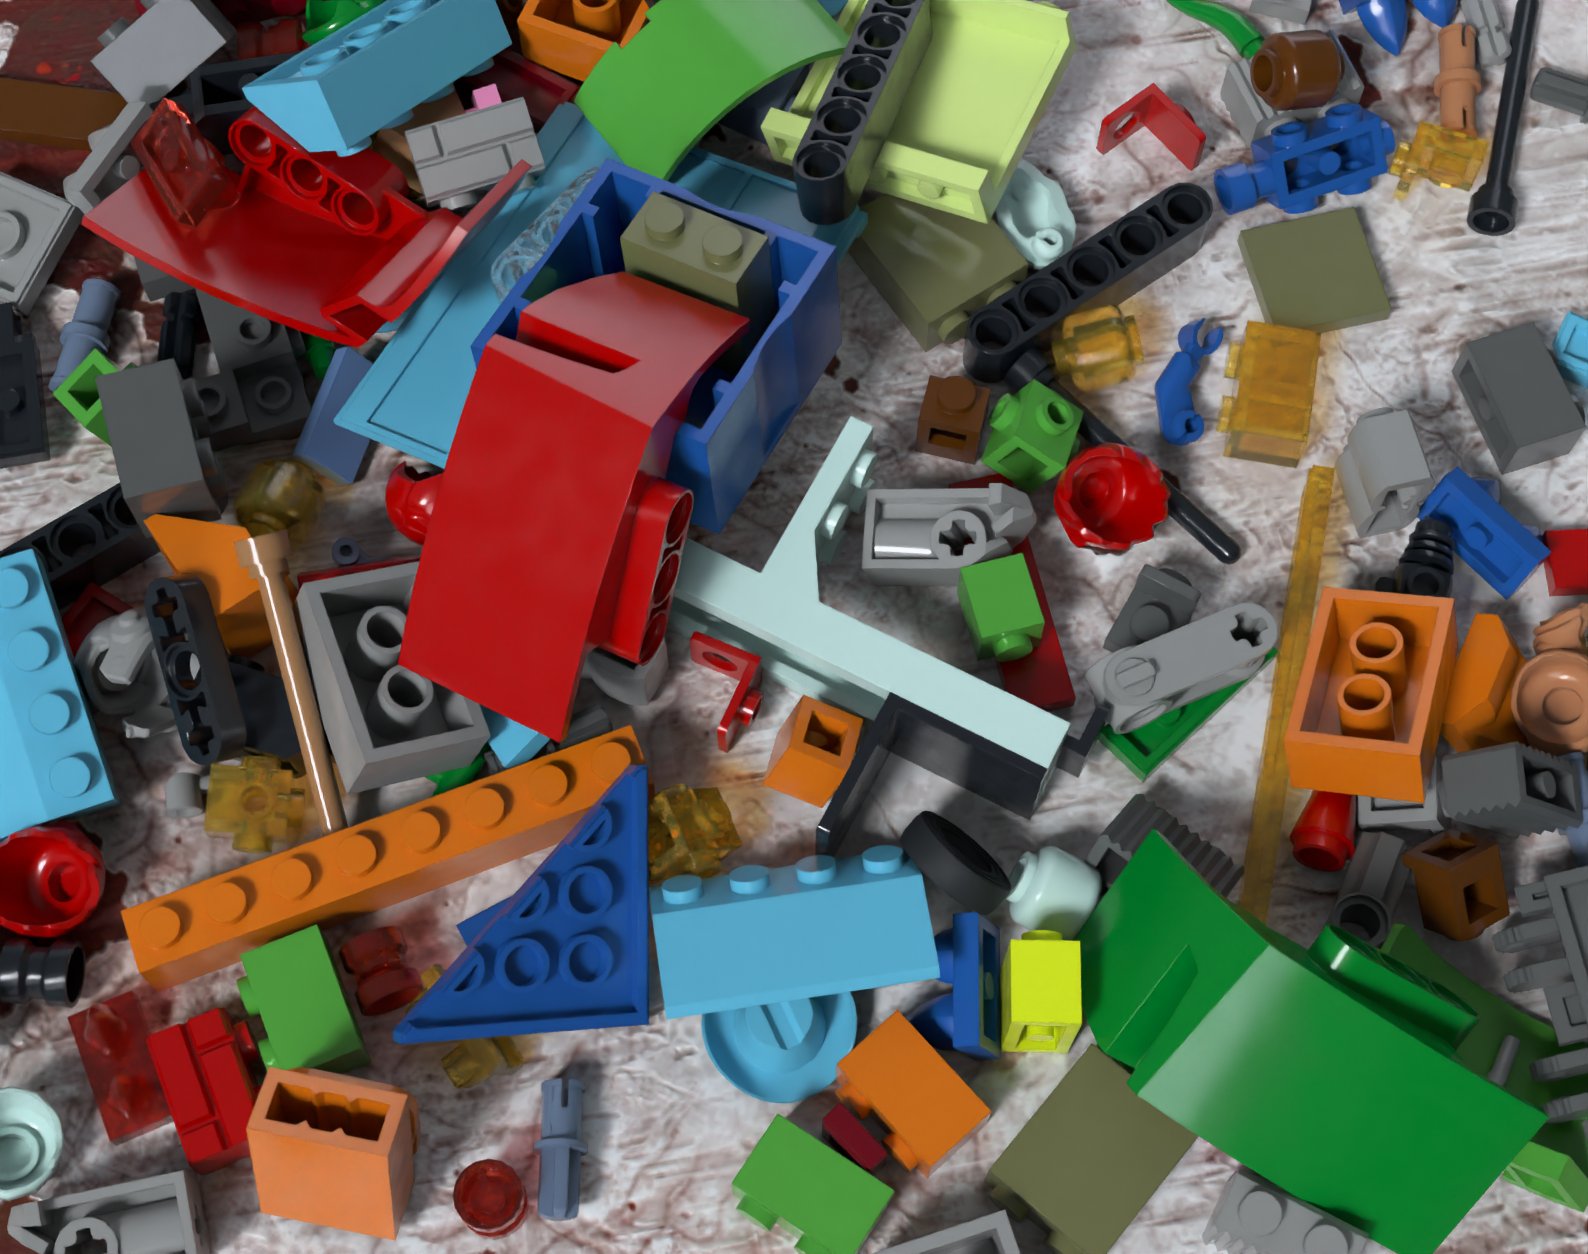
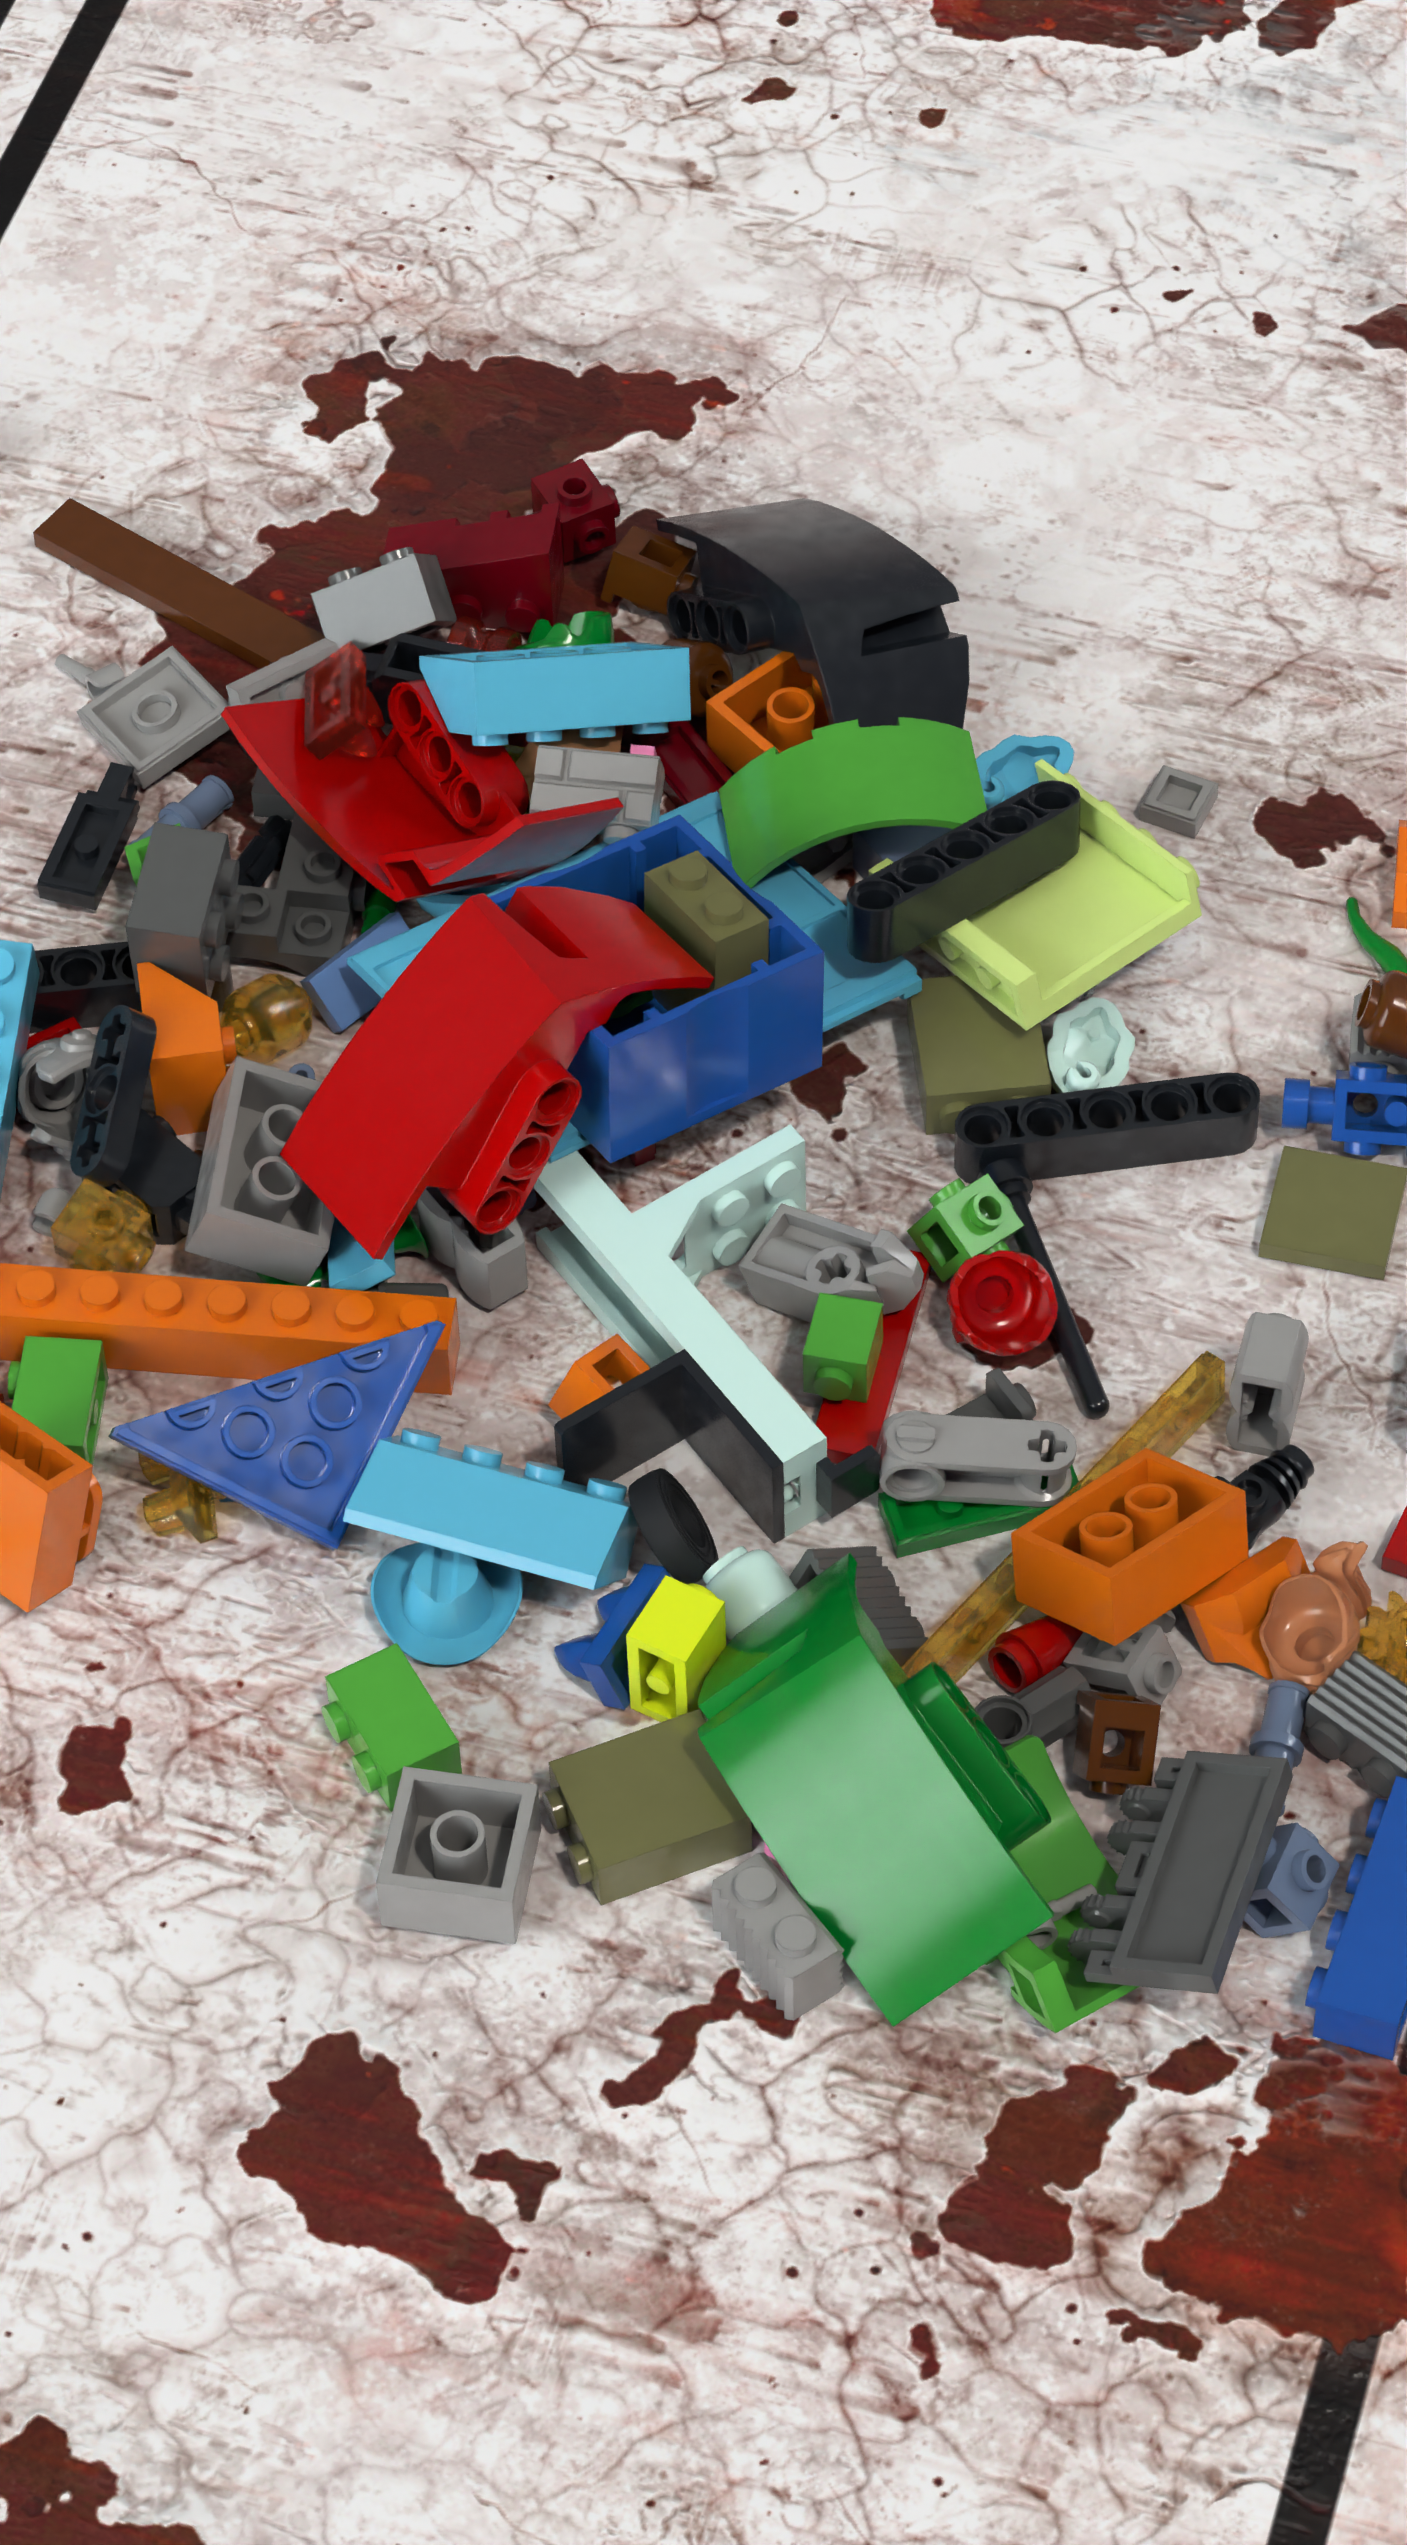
camera: 30 degrees right, 15 degrees down
(267, 561) = (216, 1027): medium nougat piece -> none
(381, 970) = (134, 1394): clear red wheel -> none
(485, 1187) = (123, 1614): clear red wheel -> none
(560, 1150) = (204, 1605): sand blue axle -> none
(689, 832) = (456, 1404): clear yellow brick -> none
(745, 668) = (576, 1330): red bracket -> none
(853, 1140) = (452, 1701): dark red tile -> none
(910, 1096) = (524, 1692): orange brick -> none
(957, 407) = (904, 1171): reddish brown brick -> none
(1099, 348) = (1080, 1186): clear yellow head -> none
(1163, 117) = (1262, 1013): red bracket -> none
(1172, 389) = (1131, 1250): blue arm -> none
(1270, 394) = (1217, 1286): clear yellow brick -> none
(1484, 532) = (1343, 1478): blue tile -> none
(1511, 790) = (1208, 1677): dark grey brick -> none

